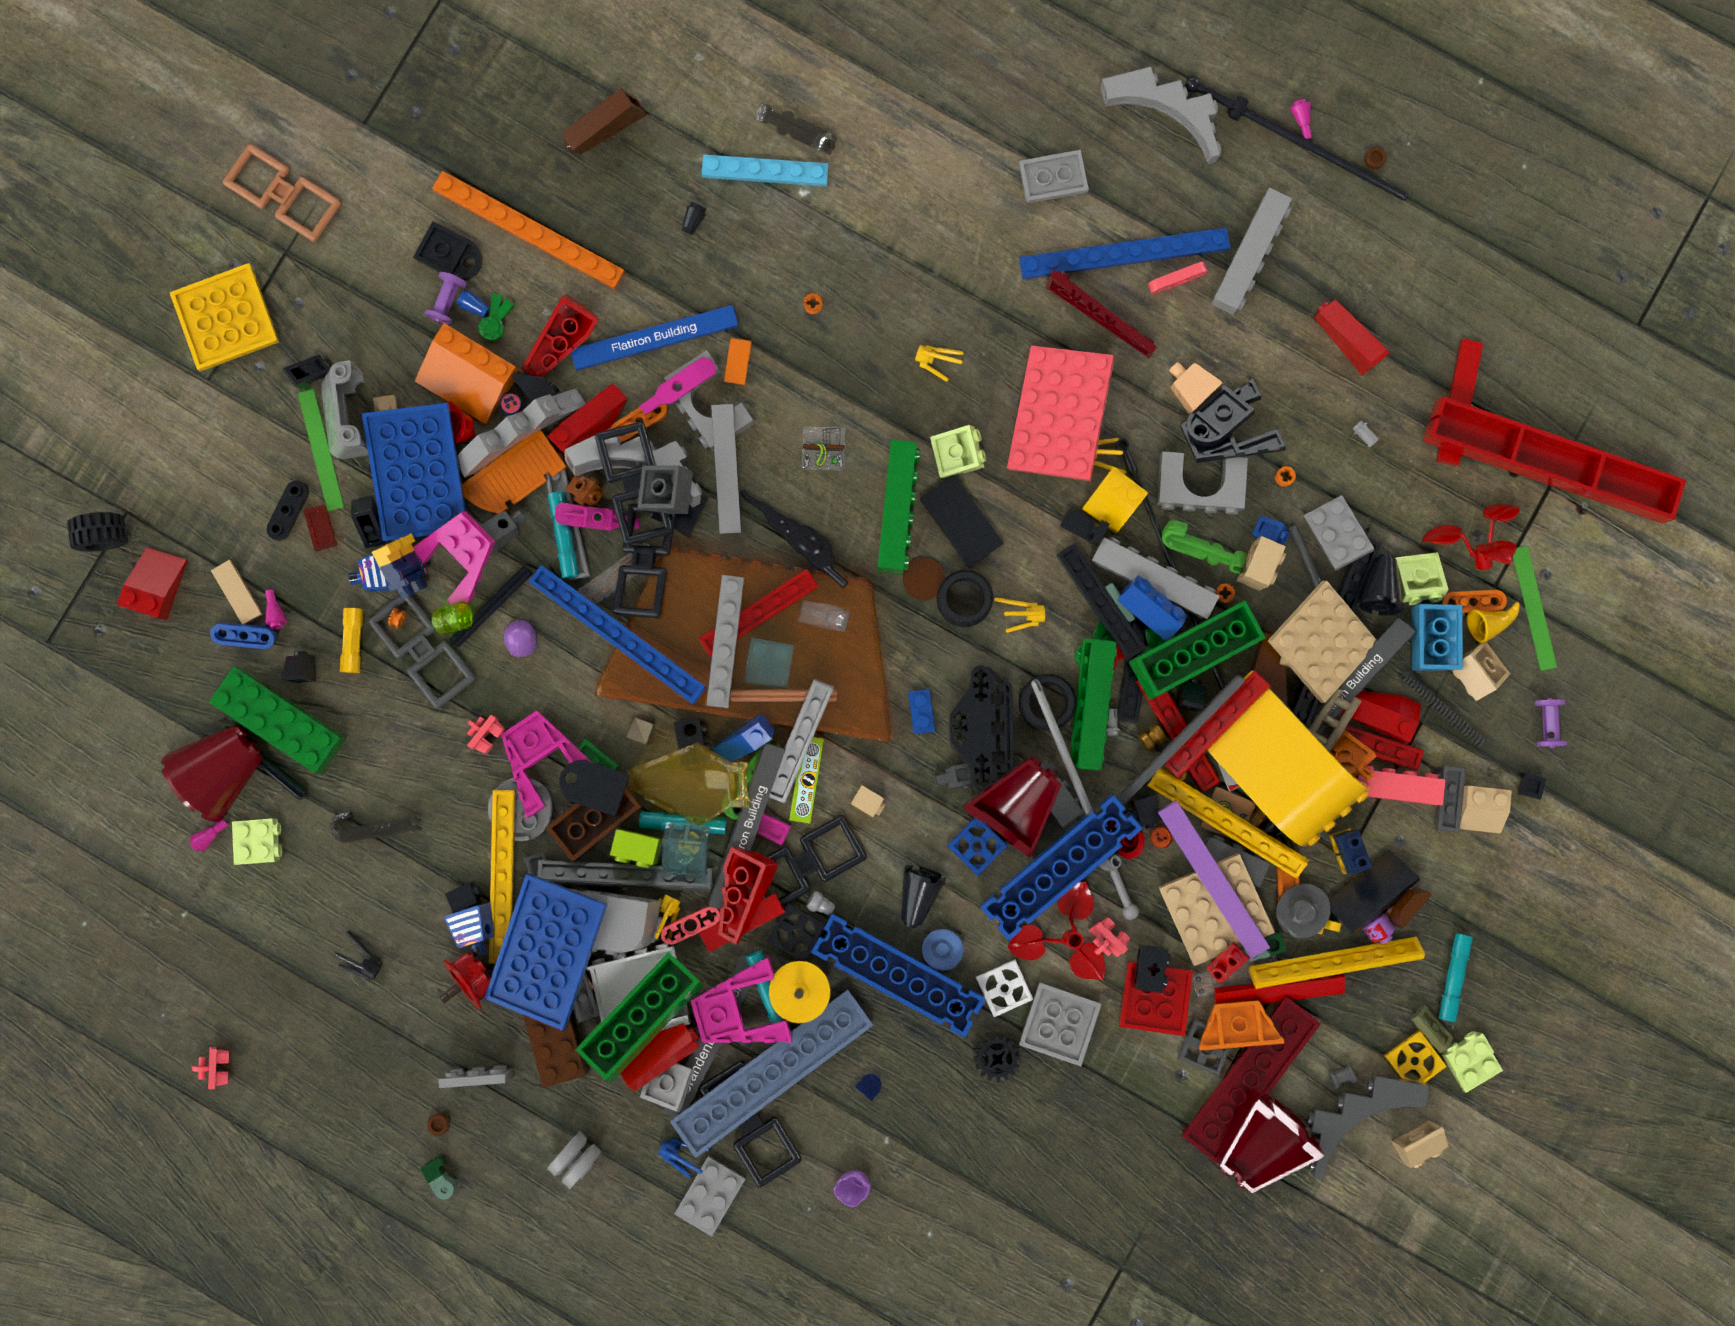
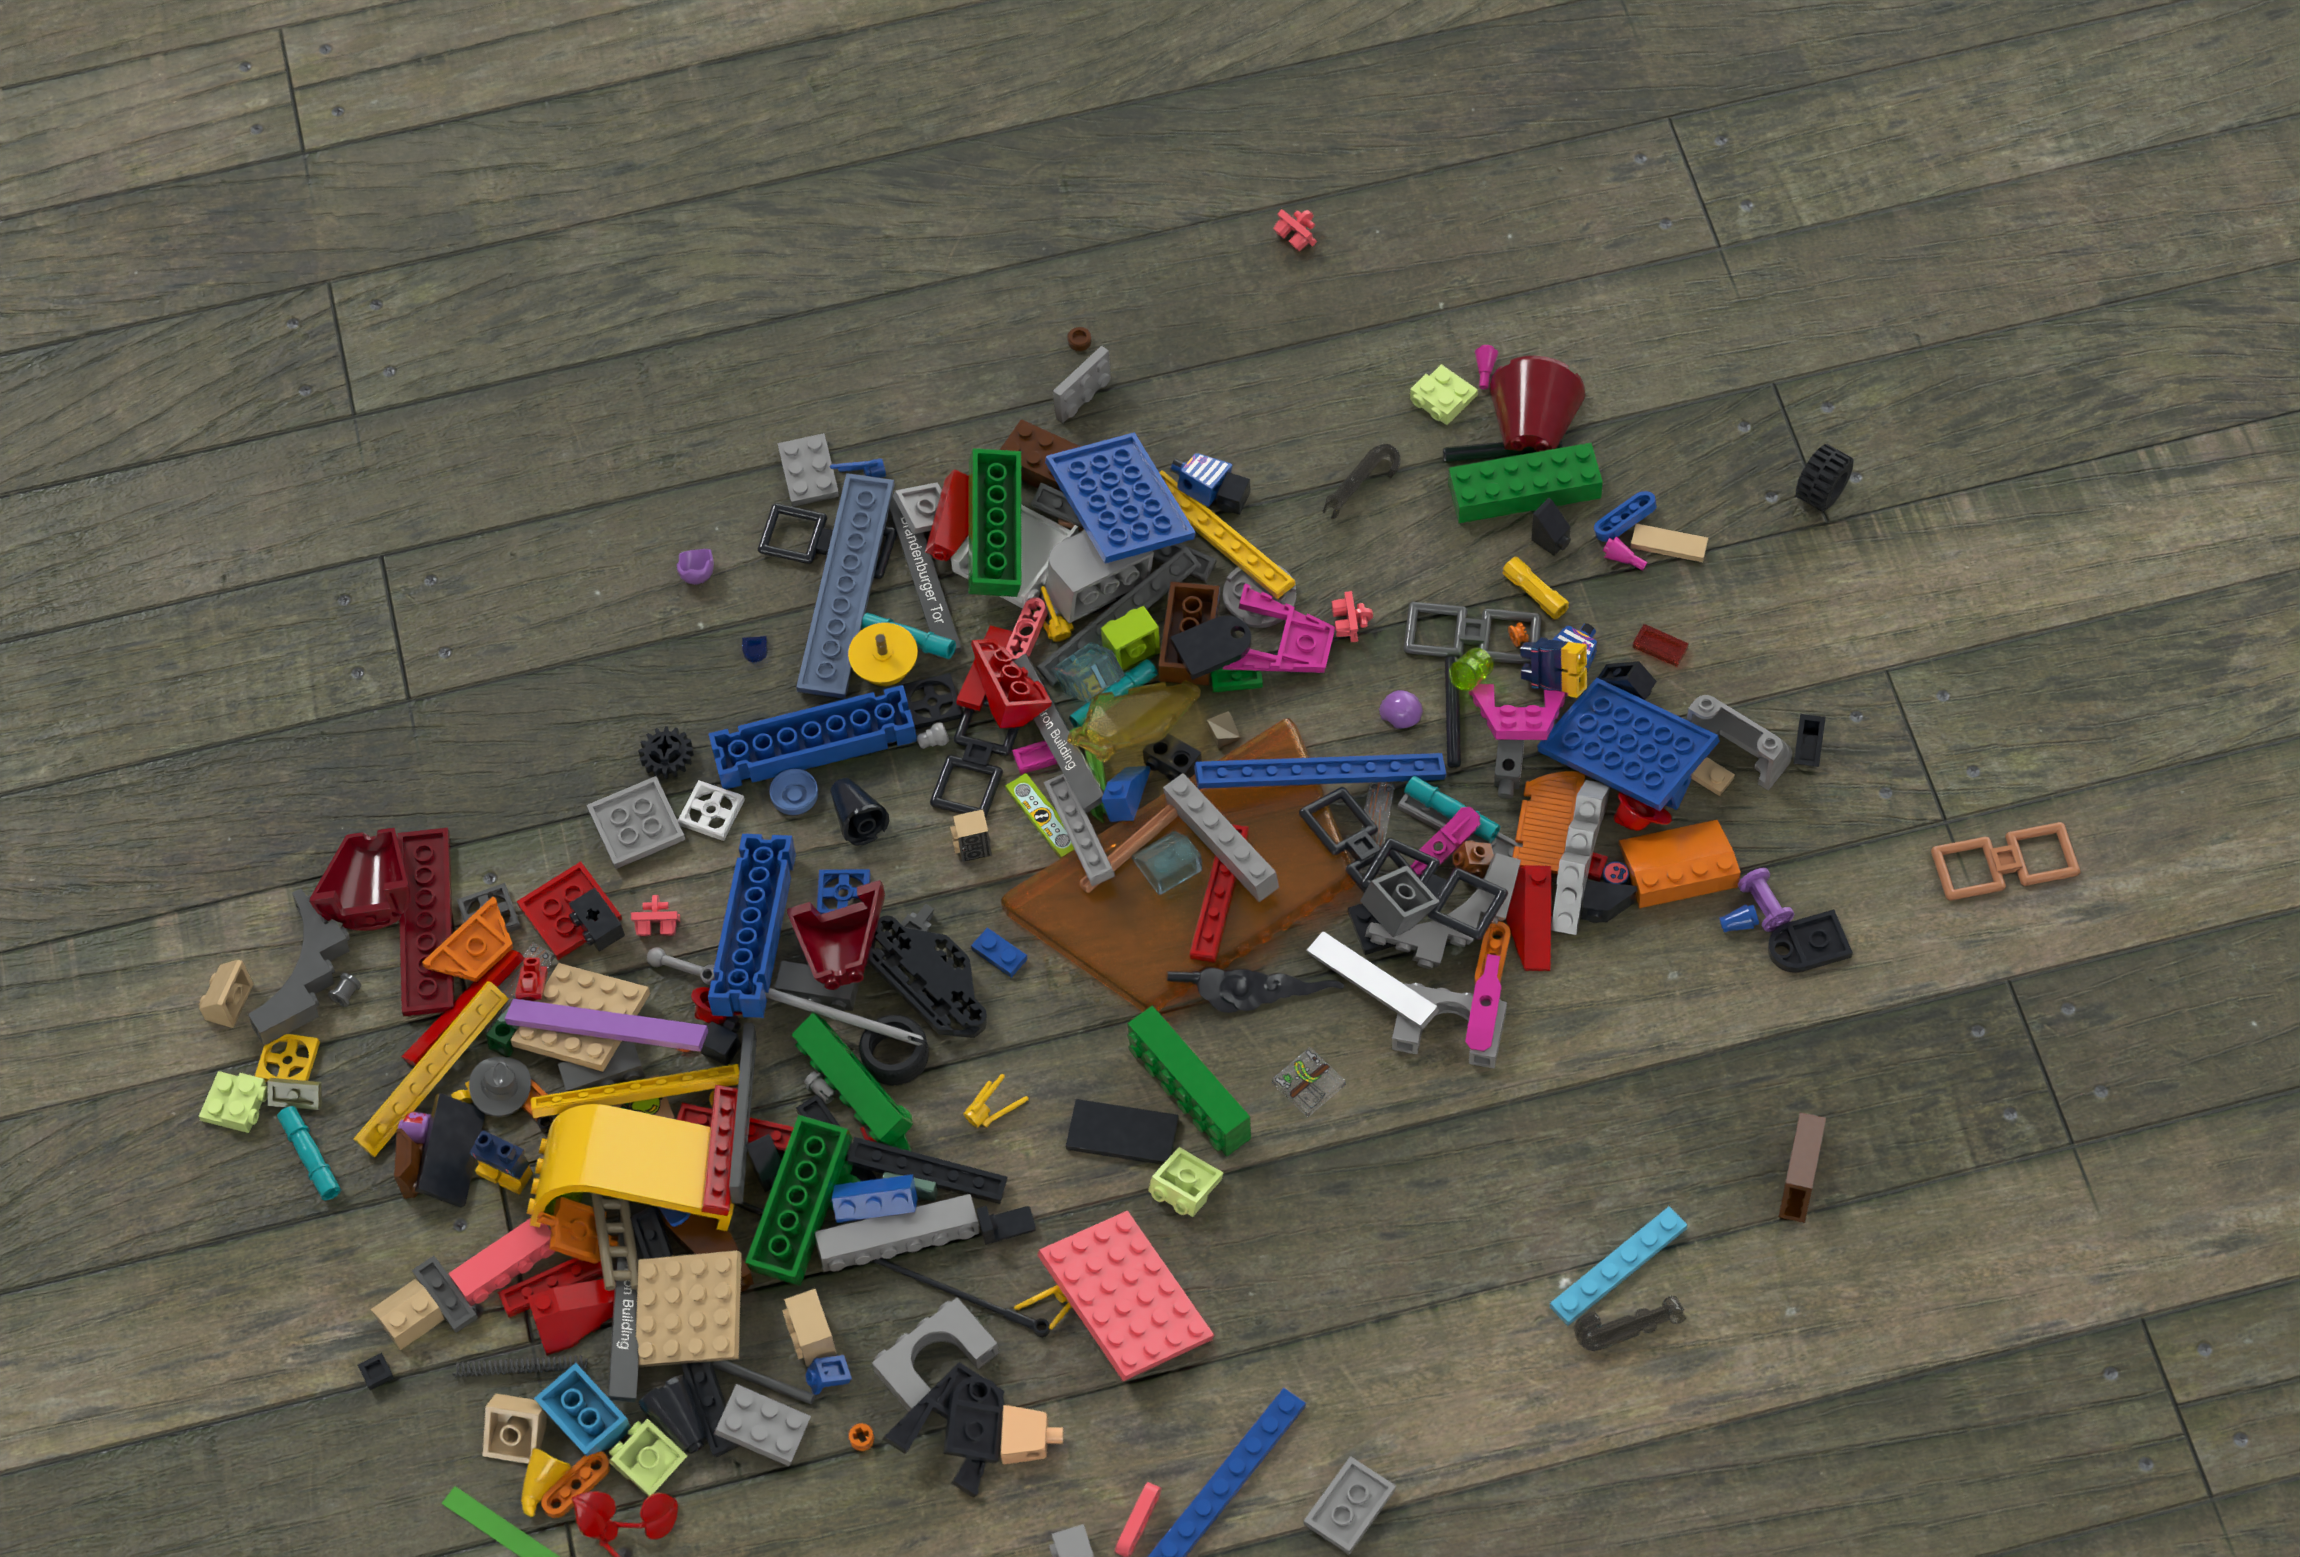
camera: 140 degrees right, 25 degrees down
(153, 584) = (1740, 487): red slope -> none
(224, 317) = (1929, 723): yellow plate -> none
(295, 505) = (1701, 641): black plate -> none
(320, 450) = (1747, 708): bright green sticker -> none
(368, 968) = (1253, 387): black plant -> none
(438, 1178) = (1038, 304): leg -> none
(469, 979) = (1163, 437): red piece -> none
(491, 327) = (1702, 916): green piece -> none
(528, 230) = (1764, 1023): orange plate -> none
(563, 333) = (1634, 963): red wedge -> none
(574, 1160) = (942, 396): light grey wheel -> none
(654, 338) = (1555, 1037): blue tile -> none
(693, 217) = (1634, 1163): black cone -> none
(720, 1016) = (927, 583): dark pink wing -> none
(738, 361) = (1462, 1082): orange slope -> none
(807, 299) = (1449, 1184): orange bush -> none
(824, 616) = (1158, 933): clear slope -> none
(923, 578) = (1107, 1058): reddish brown piece -> none
(927, 354) = (1298, 1238): yellow plant -> none
(970, 576) = (1047, 1044): black tyre -> none
(1062, 287) = (1233, 1403): dark red wing -> none
(1083, 963) = (718, 860): red plant -> none
(1115, 500) = (999, 1269): yellow slope -> none
(1152, 737) = (771, 1105): pearl gold wheel -> none
(1175, 538) = (880, 1301): bright green piece -> none
(1229, 588) = (821, 1277): orange bush -> none
(1365, 433) = (818, 1543): light grey pin -> none
(1550, 715) = (418, 1451): medium lavender hose -> none

